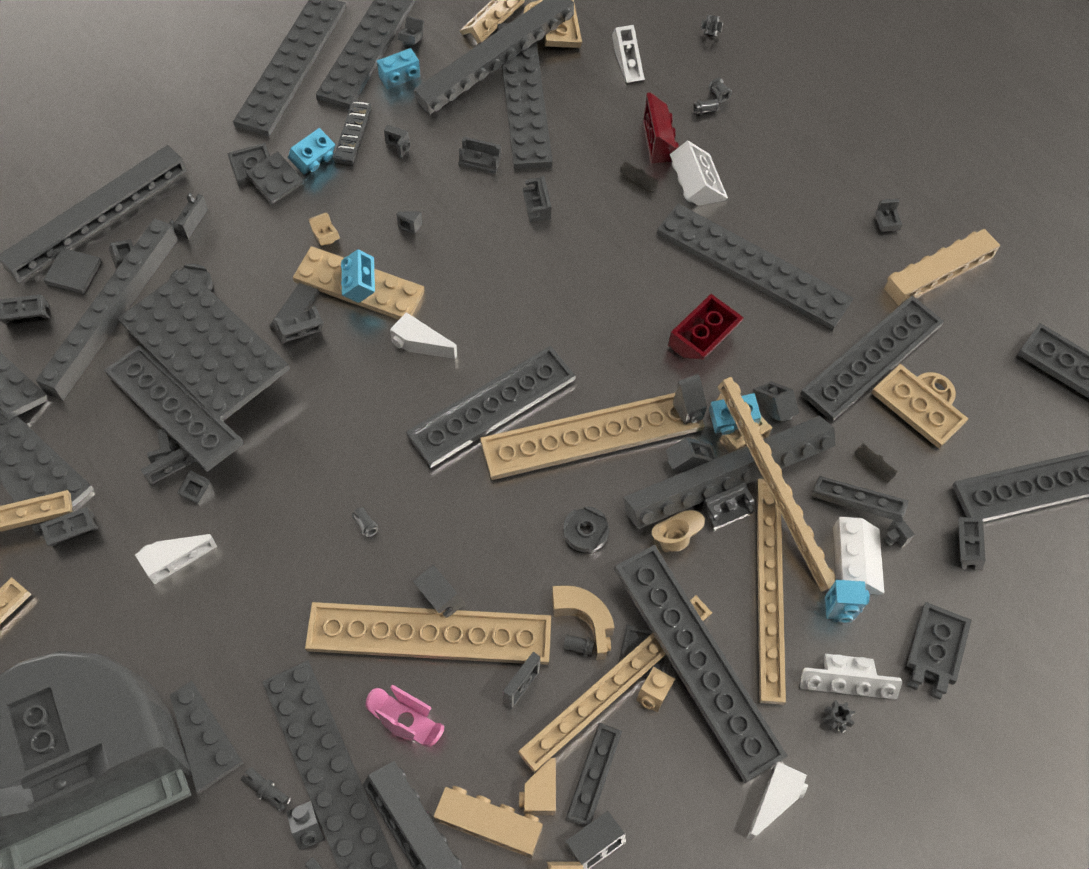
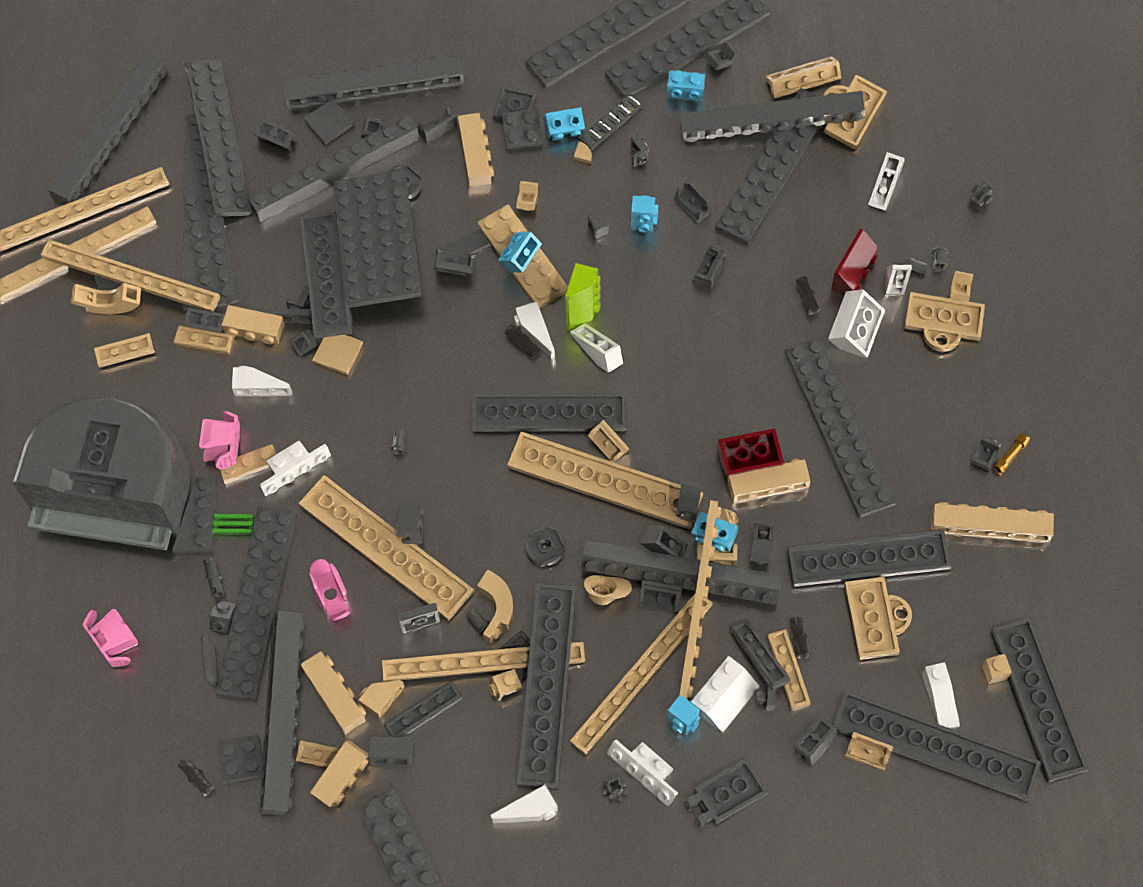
camera: 40 degrees right, 5 degrees up
(79, 549) = (203, 340): none -> tan tile
(125, 501) = (253, 325): none -> tan brick
(166, 637) = (217, 437): none -> bright pink piece
(219, 643) = (248, 463): none -> tan plate
(237, 476) = (338, 353): none -> tan tile
(242, 217) = (474, 149): none -> tan brick
(242, 709) = (244, 518): none -> bright green tile
(267, 614) = (292, 463): none -> white bracket
(347, 169) = (583, 153): none -> tan tile
(416, 357) = (522, 341): none -> clear smoke pin
(445, 185) = (644, 213): none -> medium azure brick
(450, 276) = (582, 296): none -> lime slope
(497, 321) = (599, 347): none -> white slope
(570, 395) = (608, 441): none -> tan hinge
(702, 120) = (896, 279): none -> white slope
(737, 345) = (769, 481): none -> tan brick
(754, 102) = (961, 286): none -> tan bracket
(763, 134) = (944, 319): none -> tan plate
(904, 193) = (1002, 463): none -> pearl gold bar
(916, 514) = (783, 652): none -> tan tile
(1019, 521) = (868, 751): none -> tan hinge
(1030, 432) = (941, 695): none -> white slope
(1054, 381) = (996, 669): none -> tan brick

